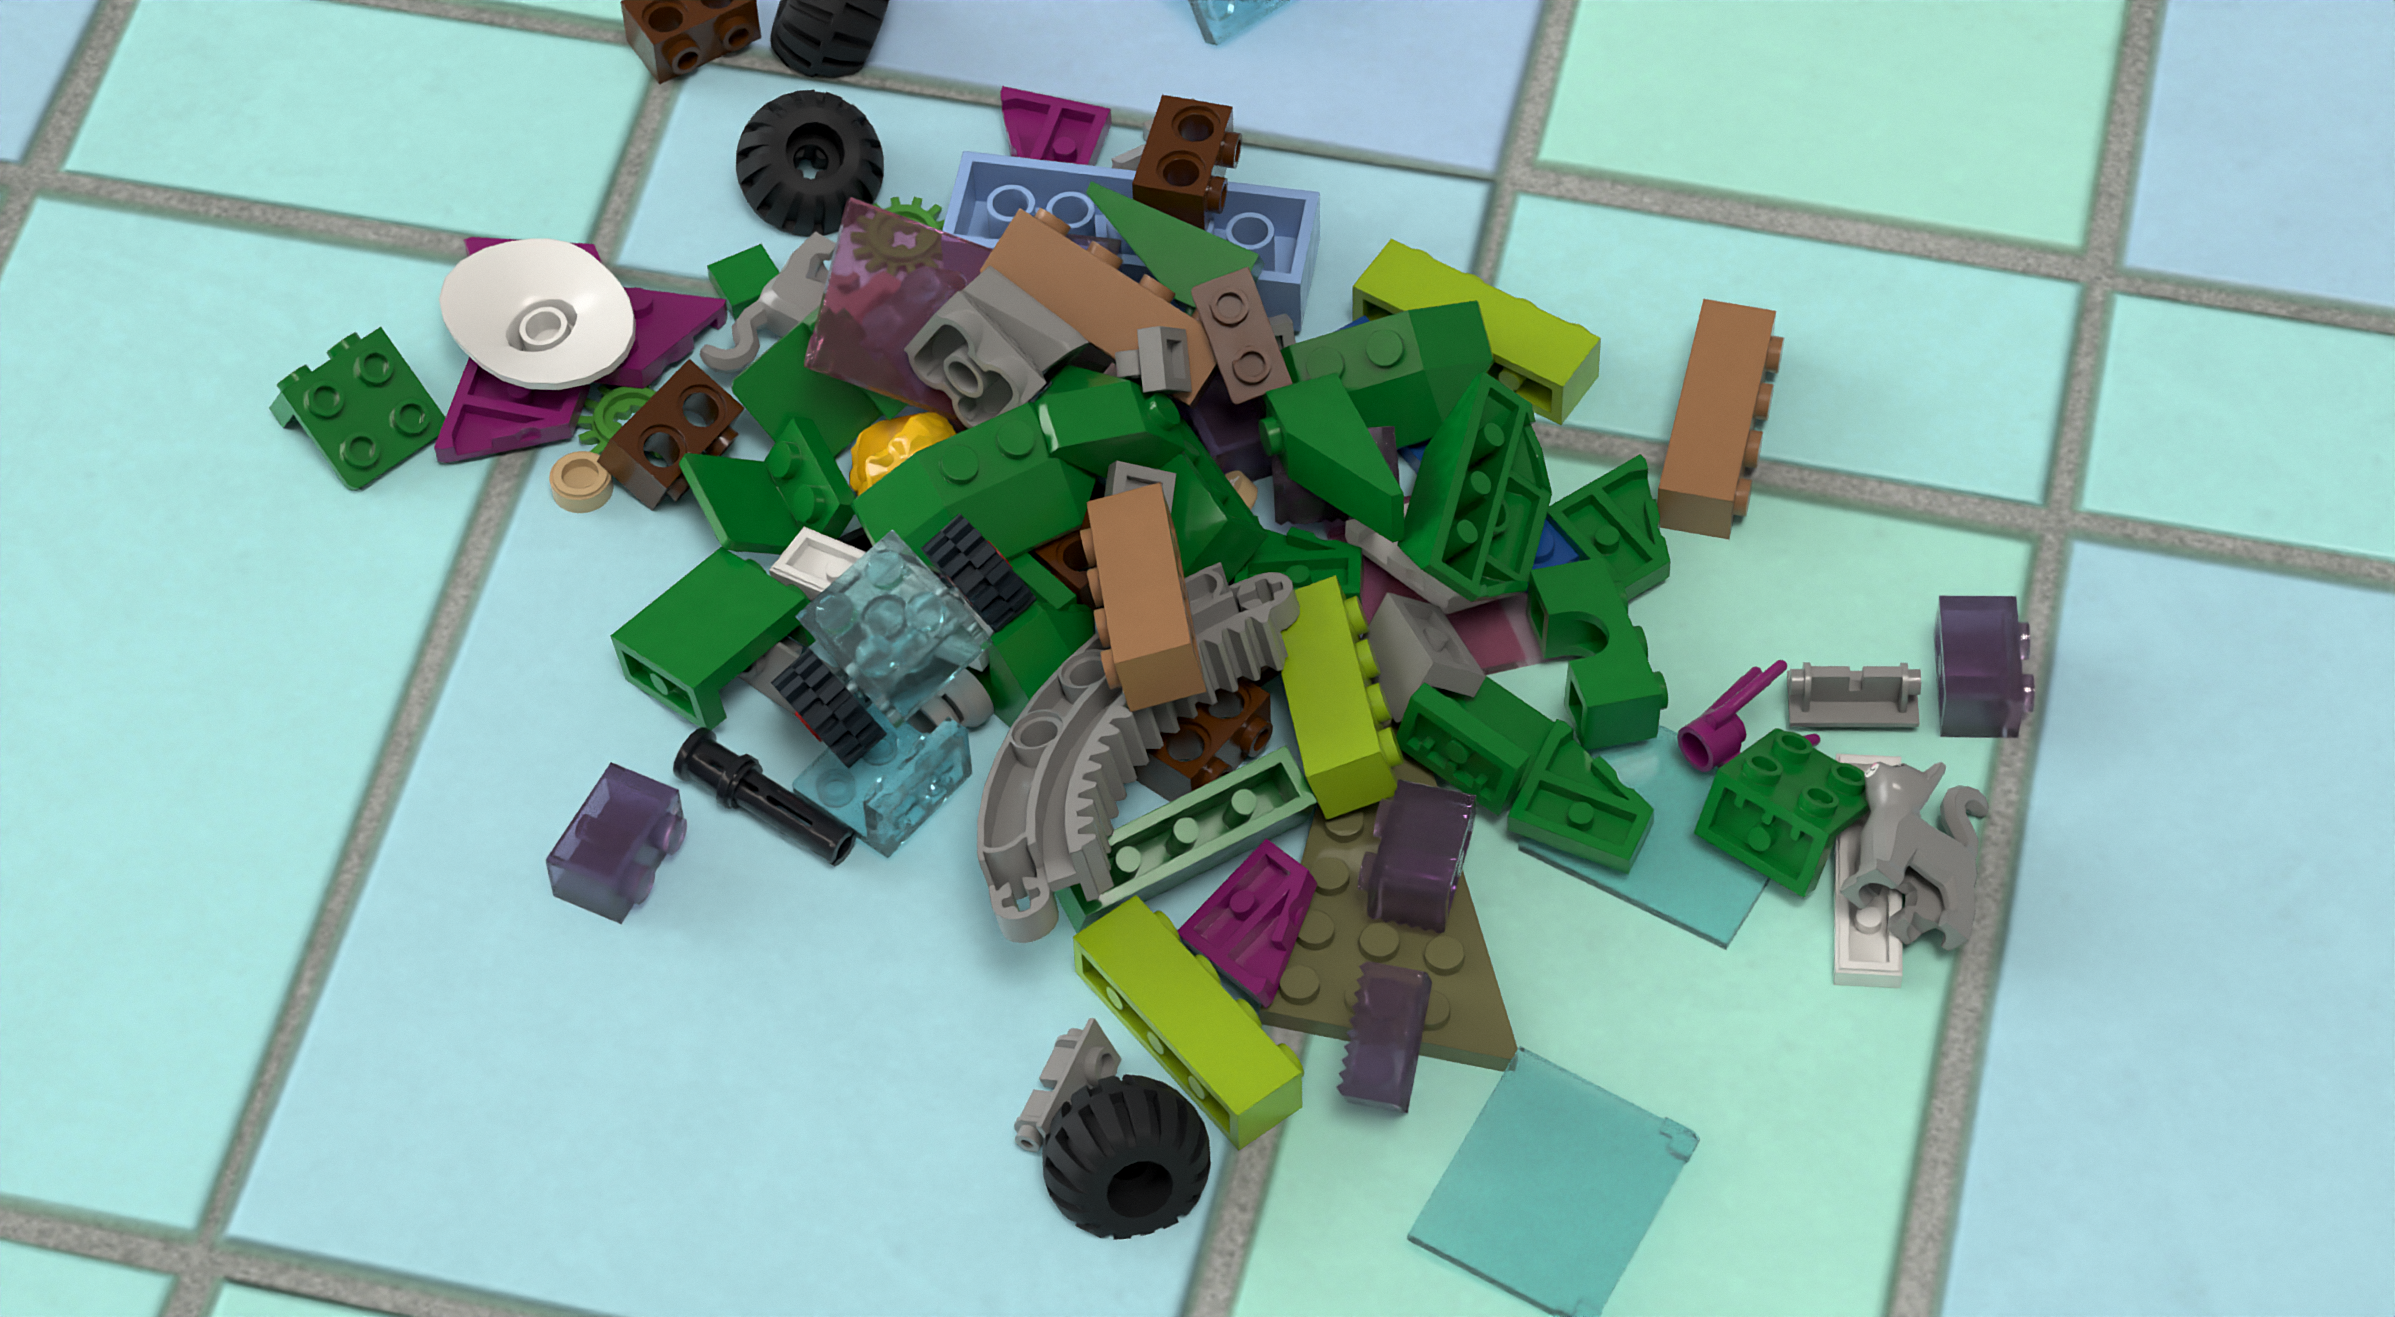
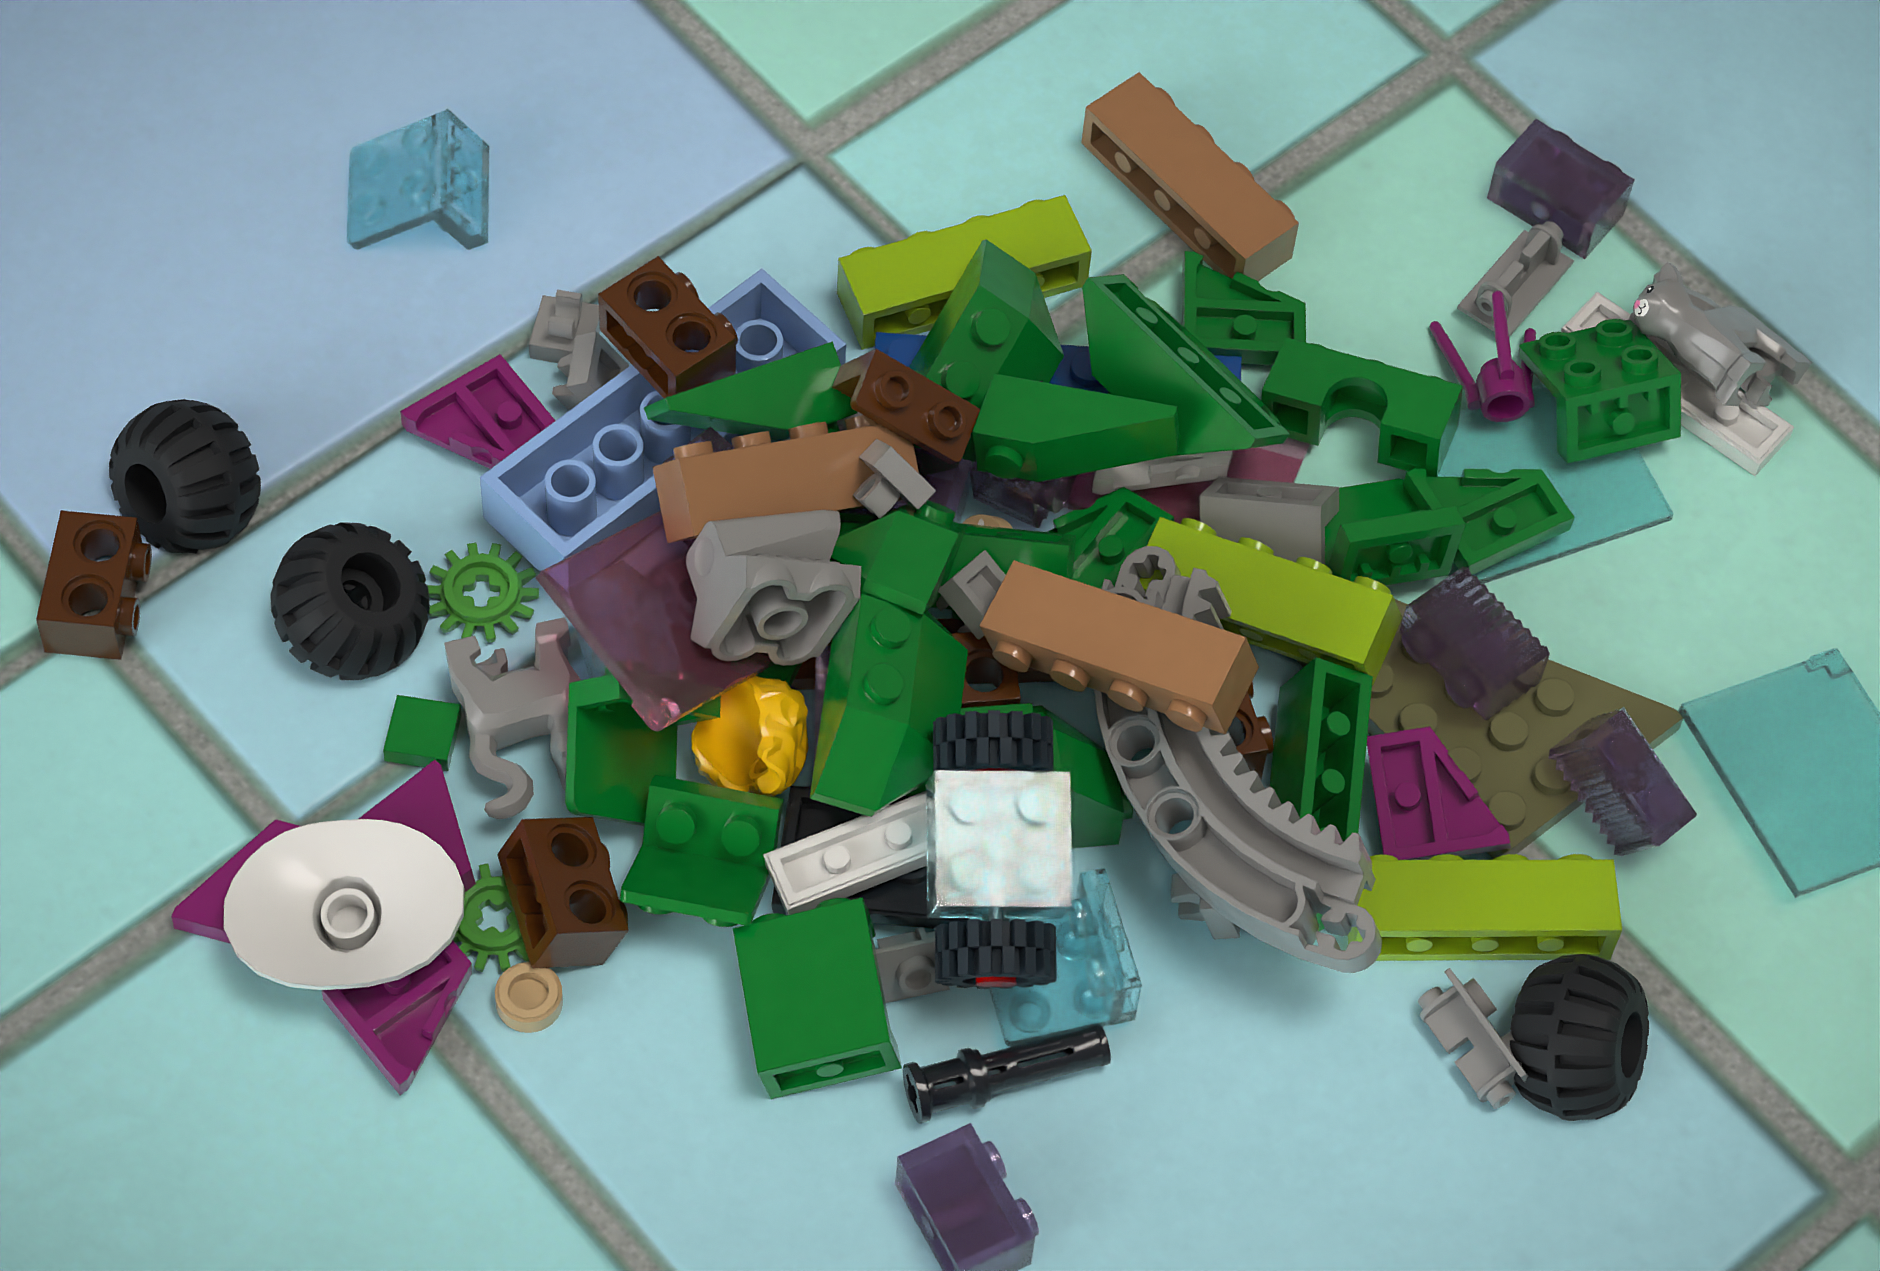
camera: 60 degrees left, 5 degrees up
(360, 408) = (290, 1116): green bracket -> none

